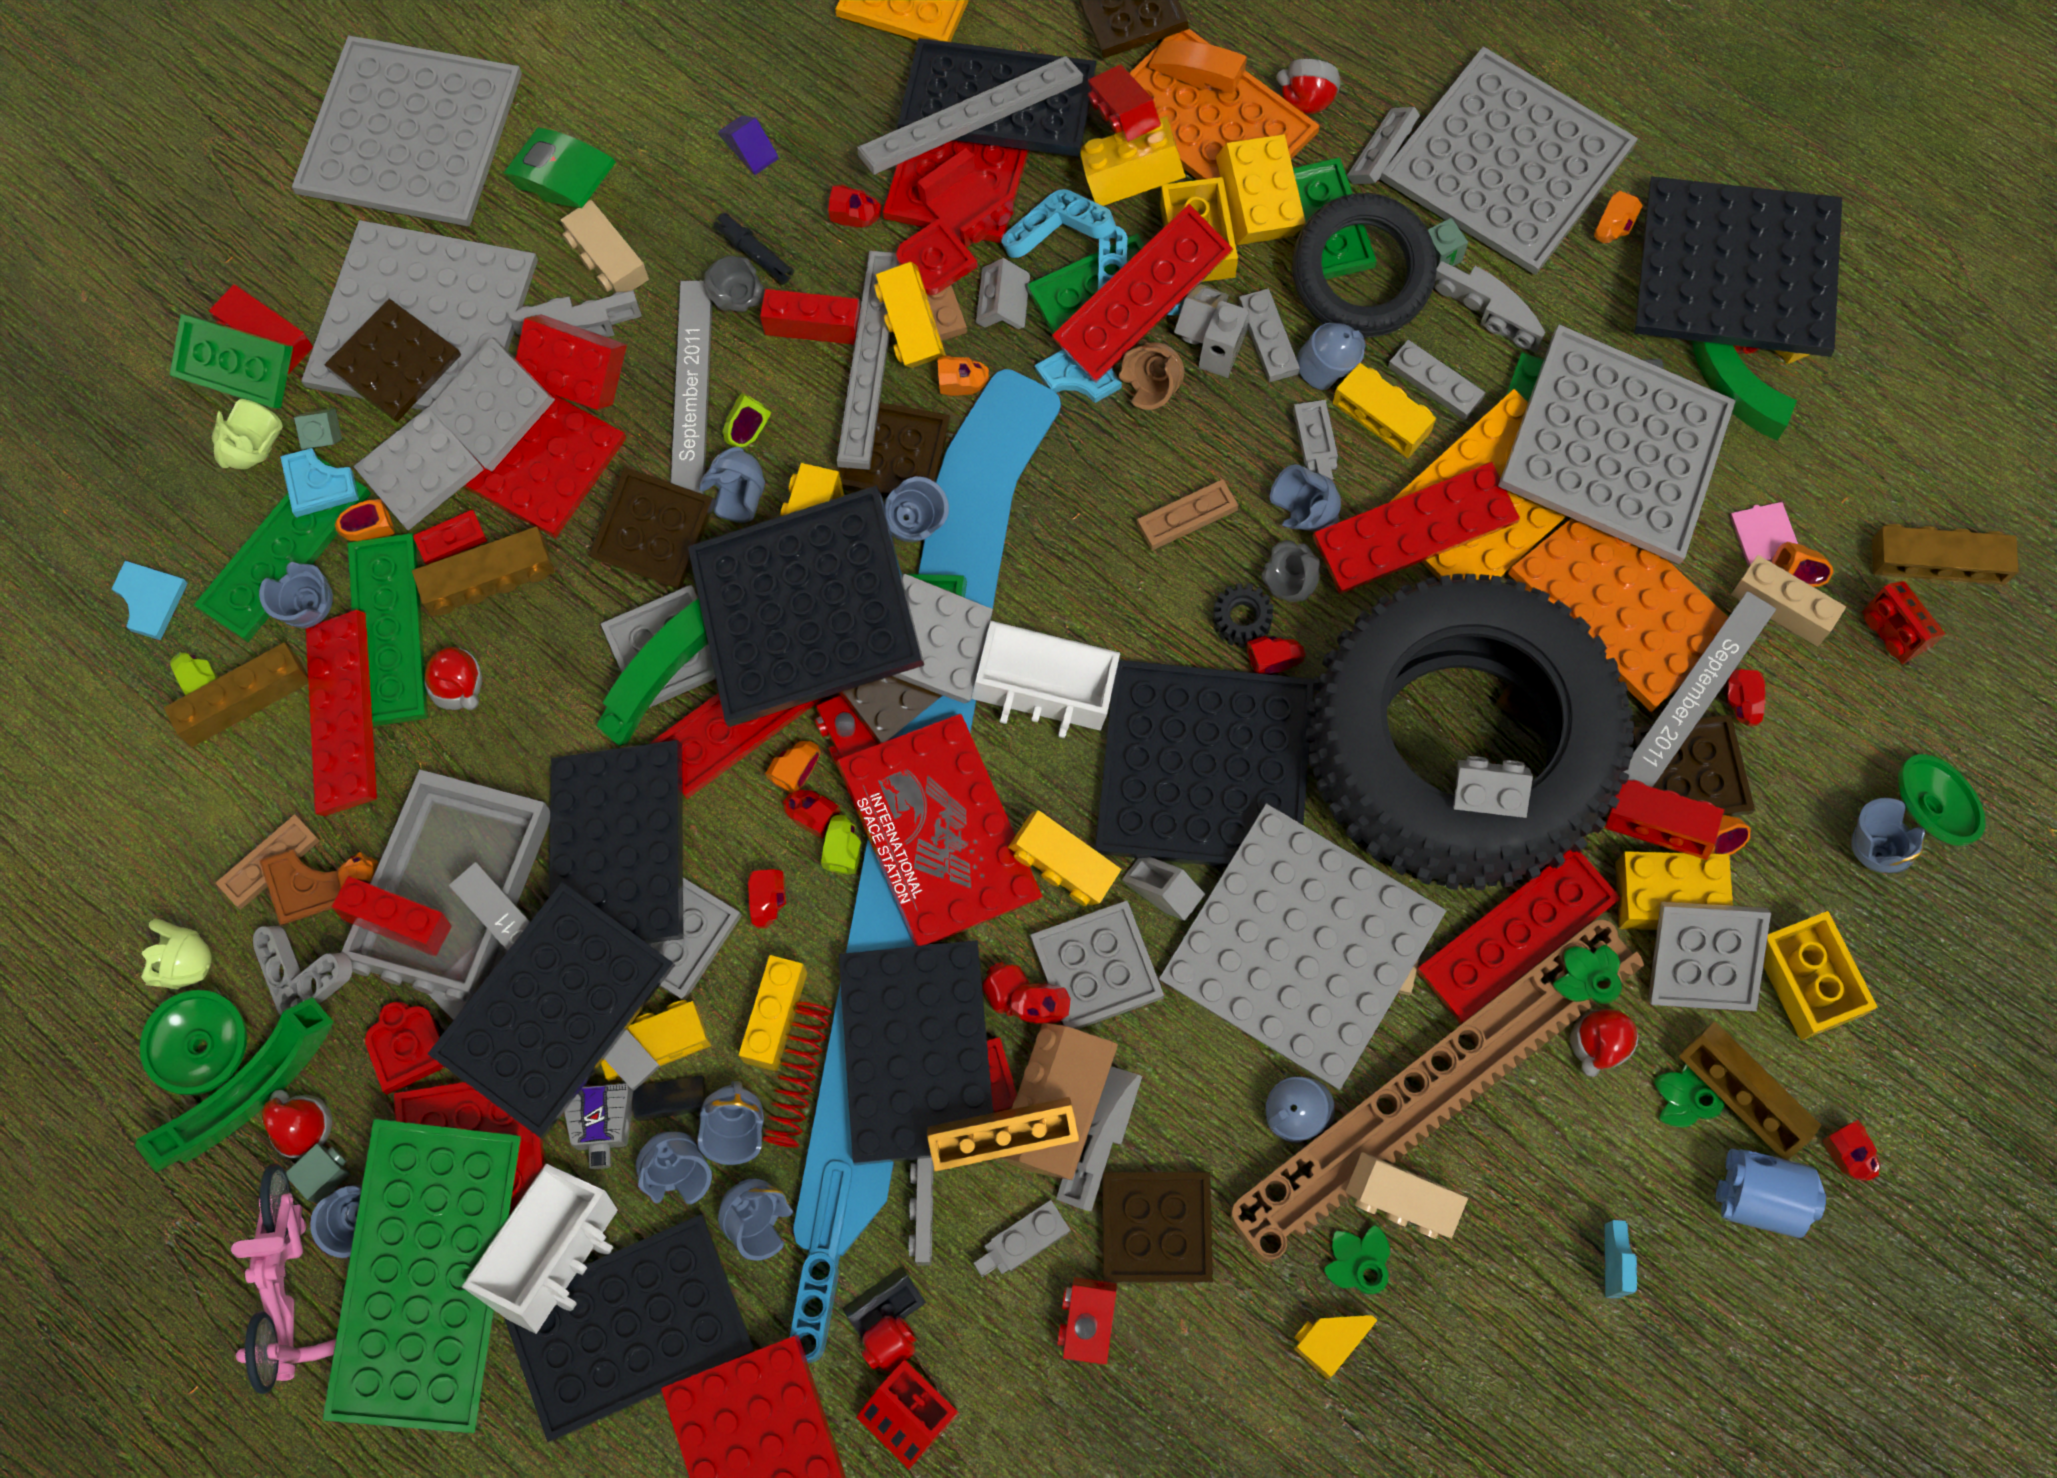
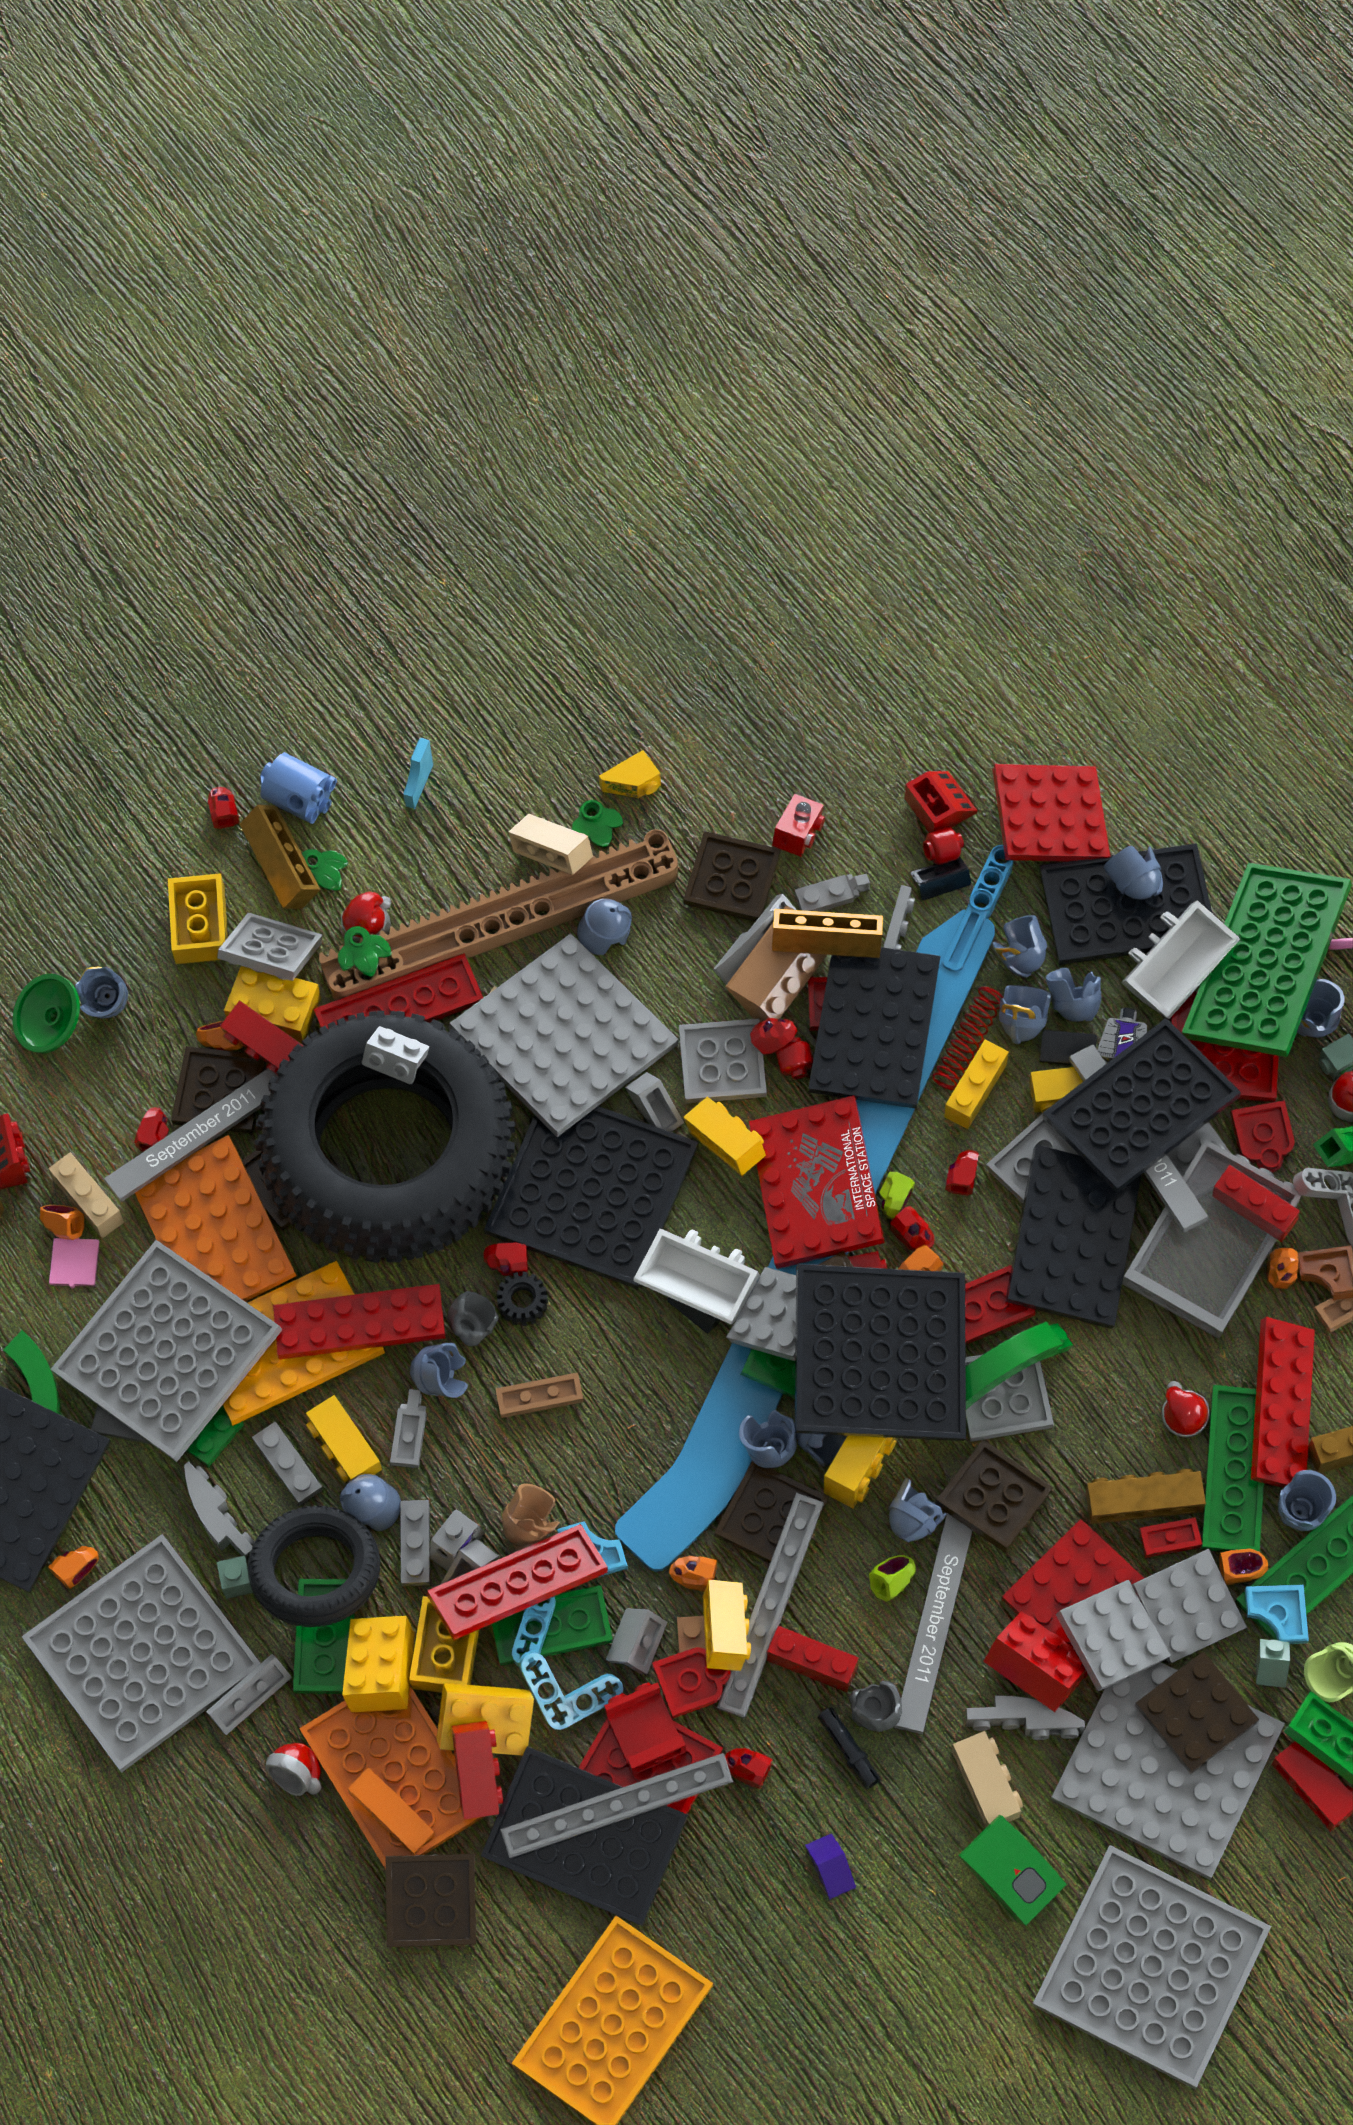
camera: 165 degrees left, 5 degrees down
(615, 1347) = (1134, 875): none -> sand blue helmet

